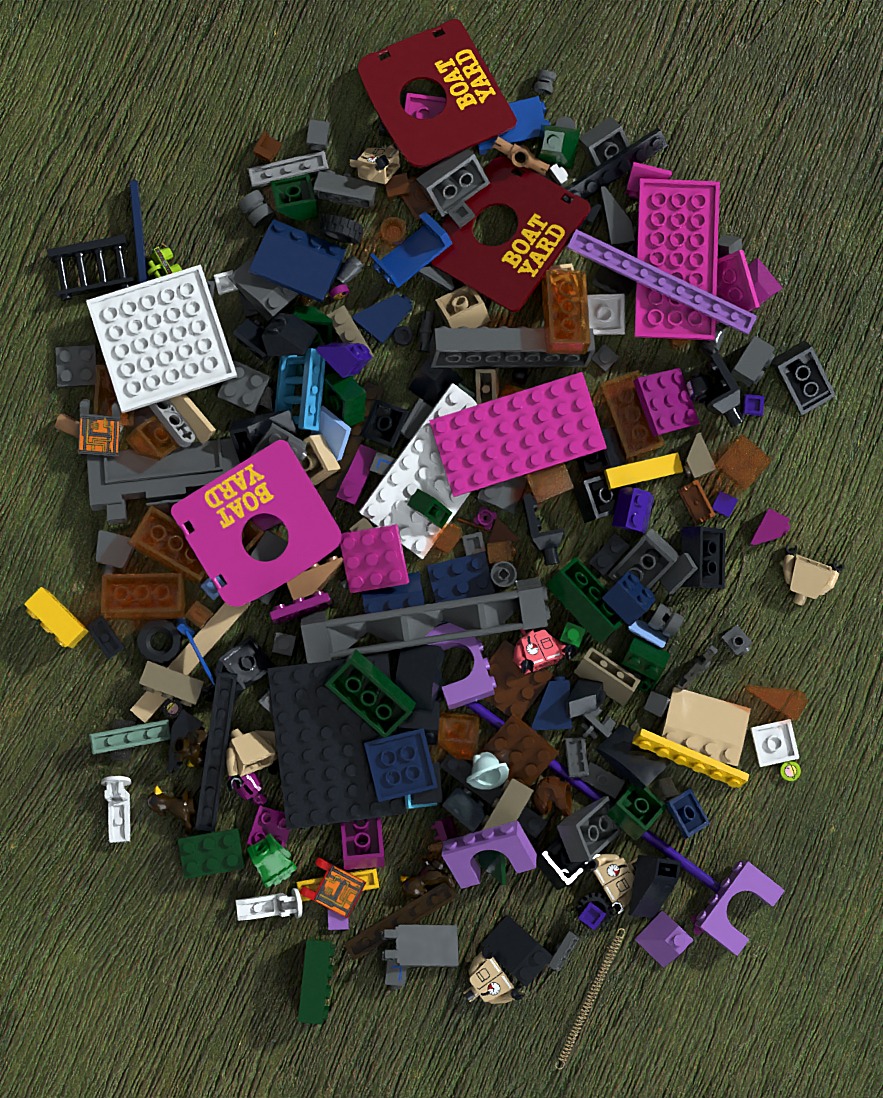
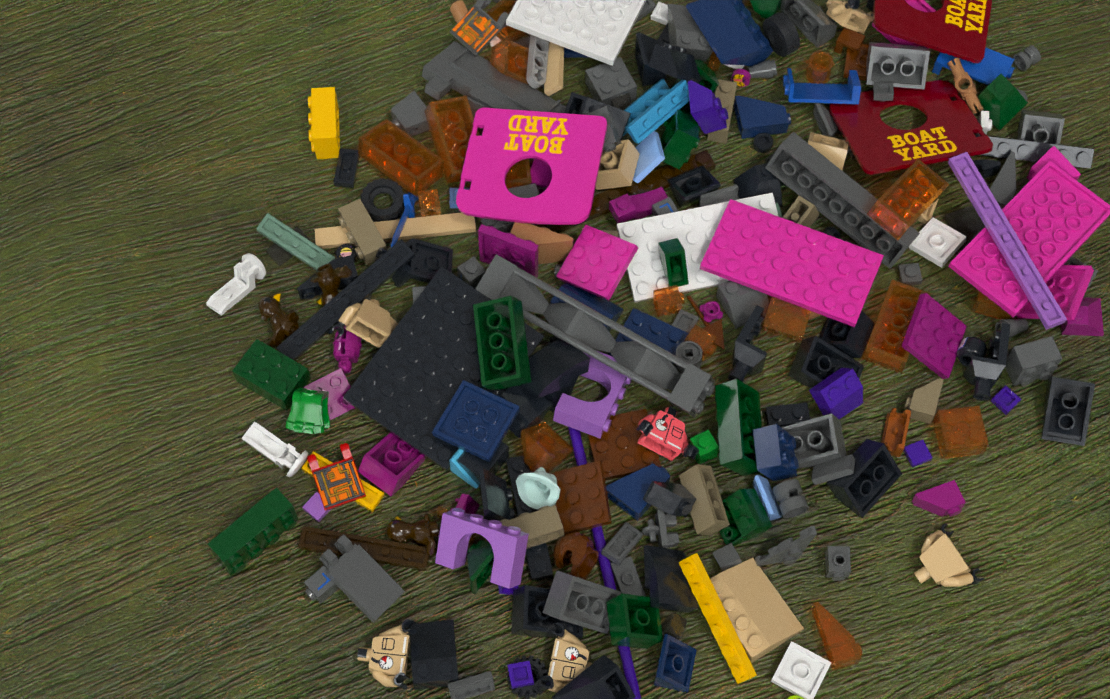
camera: 45 degrees right, 20 degrees down
(643, 471) = (871, 373): yellow tile -> none

